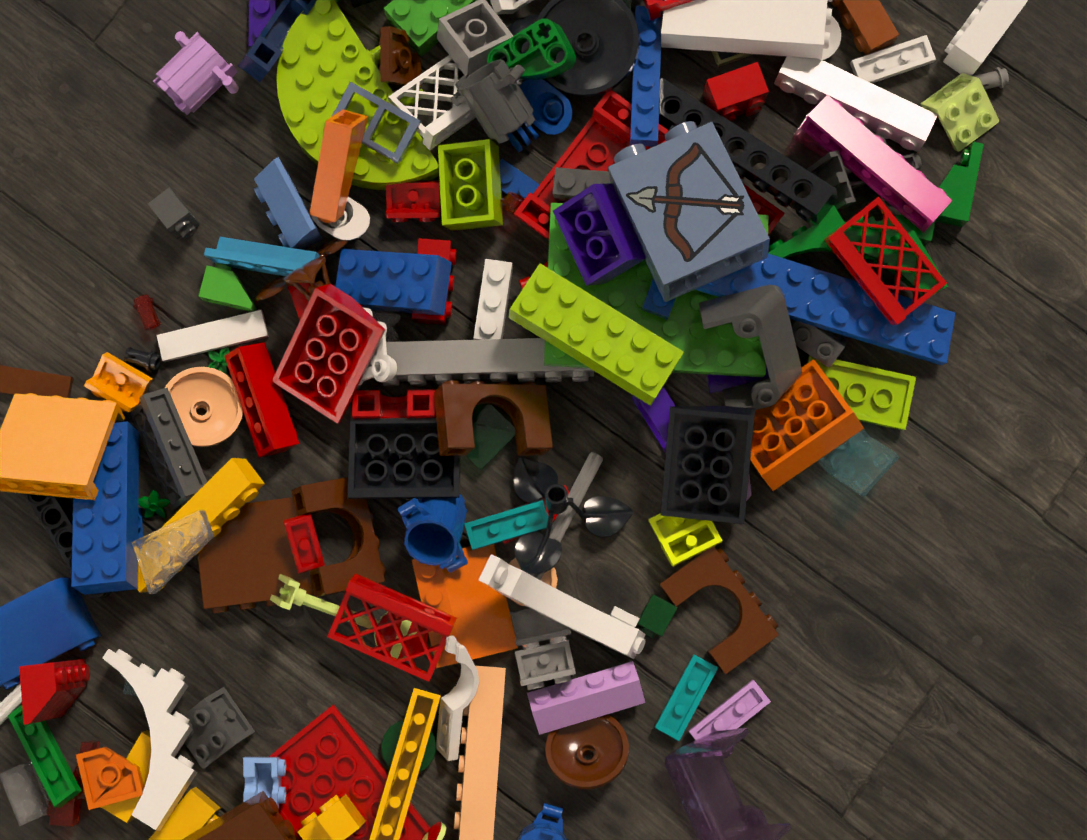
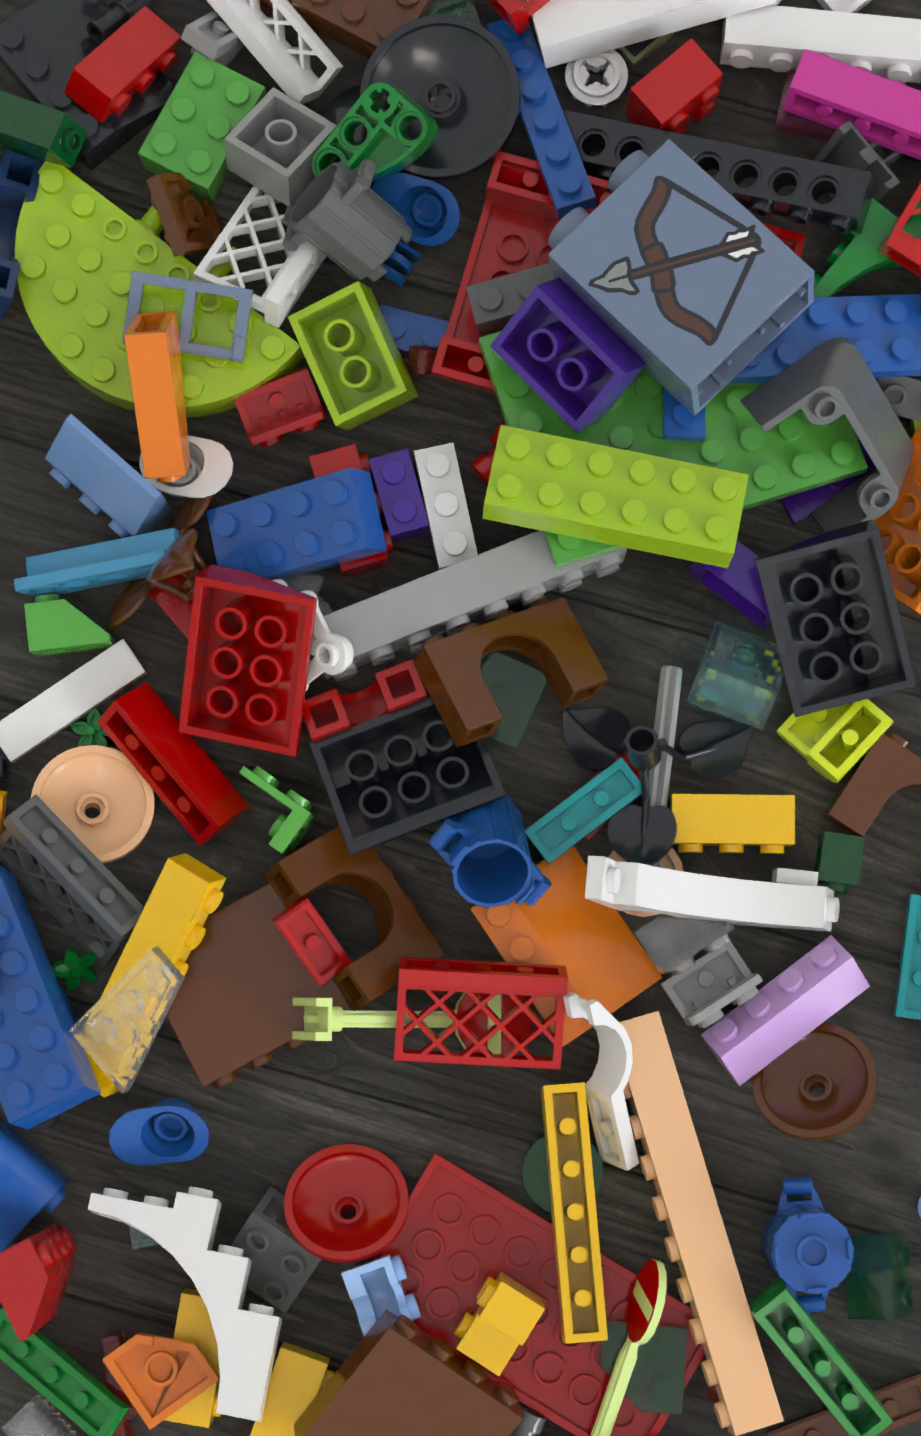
camera: 20 degrees left, 0 degrees up
(166, 628) = (159, 1134): none -> blue piece
(262, 700) = (343, 1181): none -> red dish
(315, 468) = (289, 830): none -> bright green bracket
(466, 283) = (399, 496): none -> dark purple brick
(598, 567) = (733, 822): none -> yellow brick
(635, 475) = (737, 675): none -> clear light blue slope
(688, 75) = (597, 94): none -> white gear

